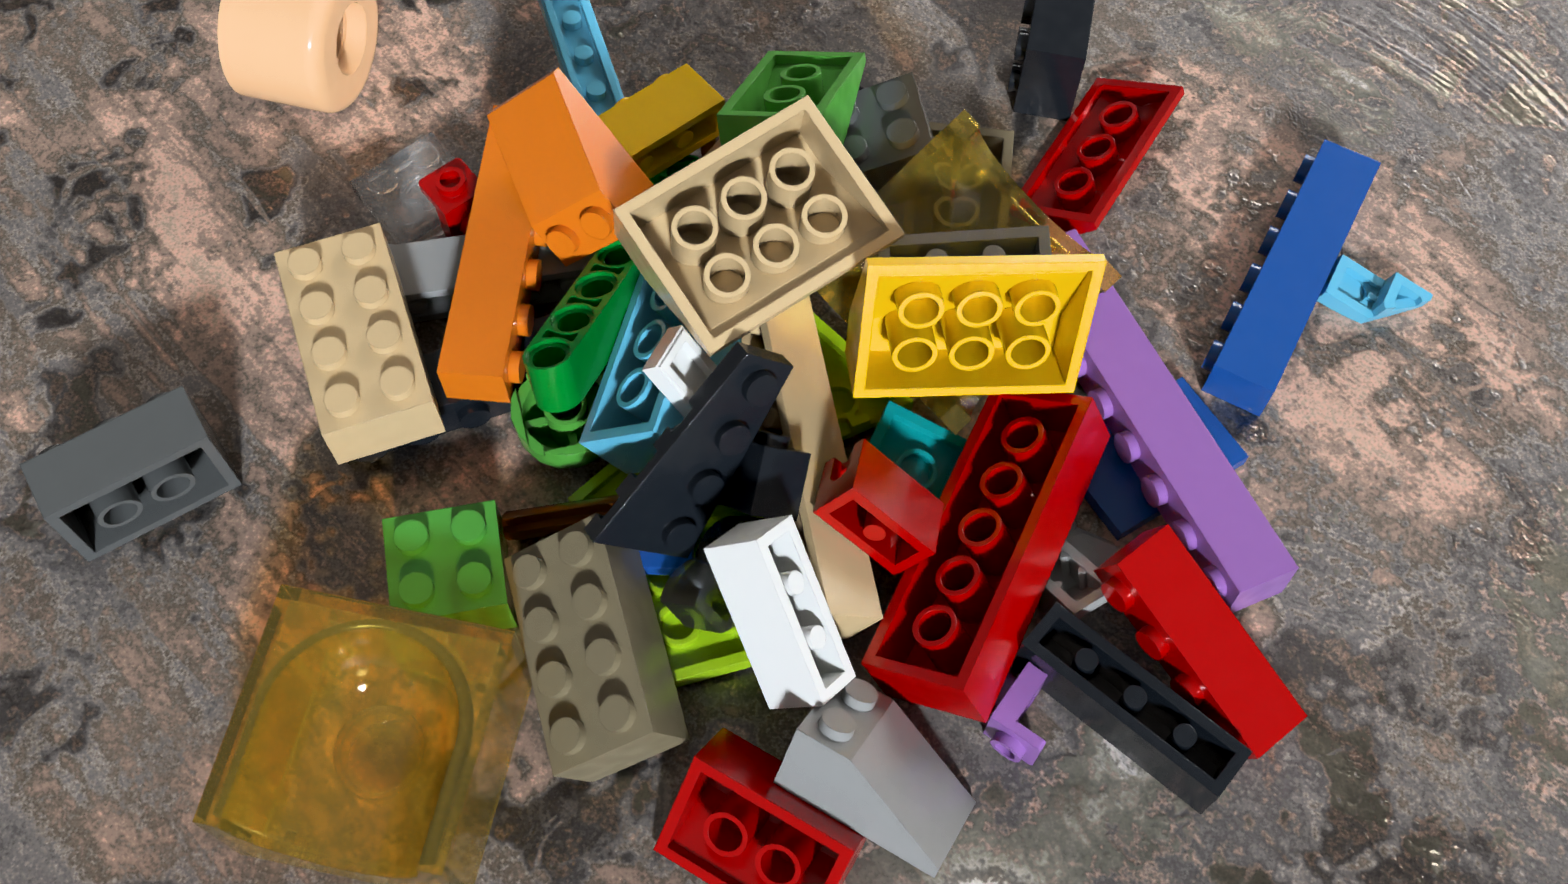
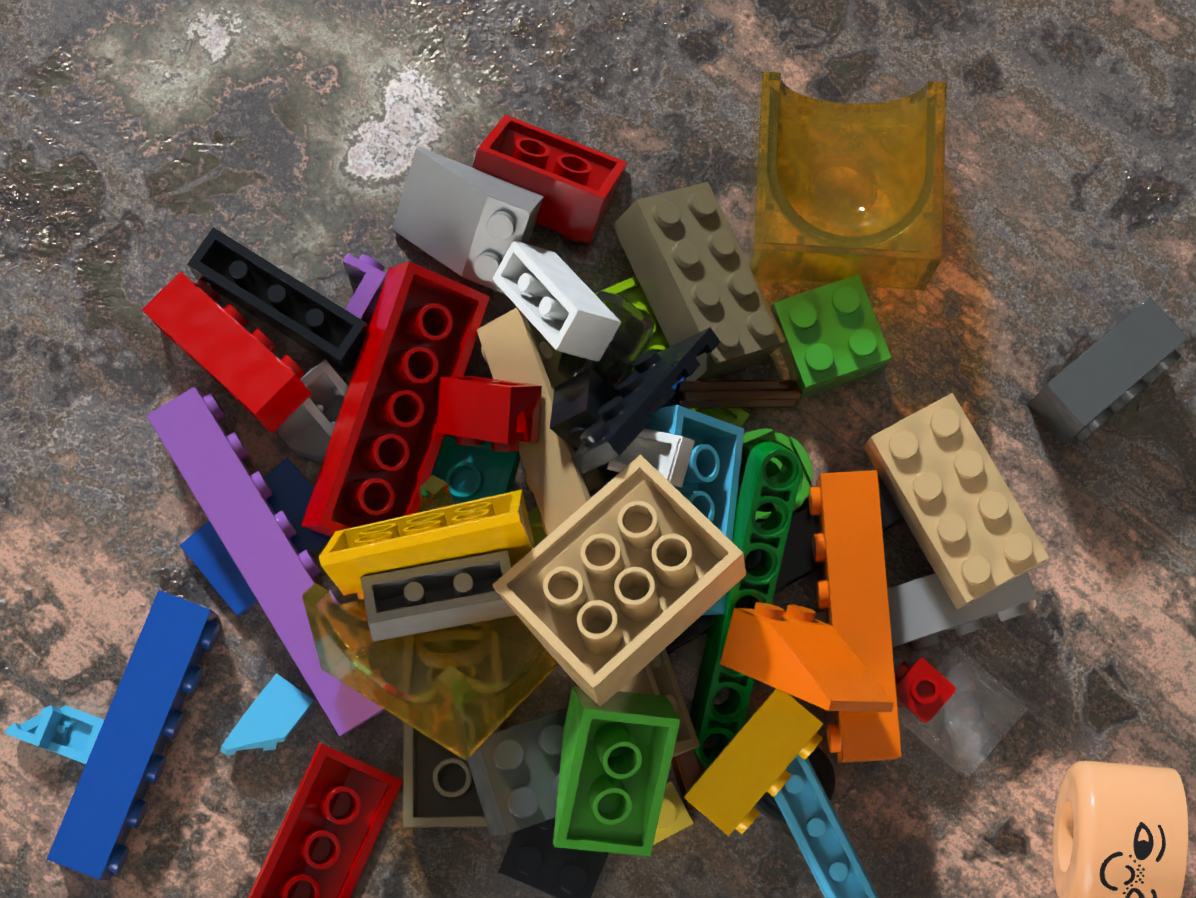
camera: 170 degrees right, 15 degrees up
(1149, 272) = (269, 718): none -> medium azure slope

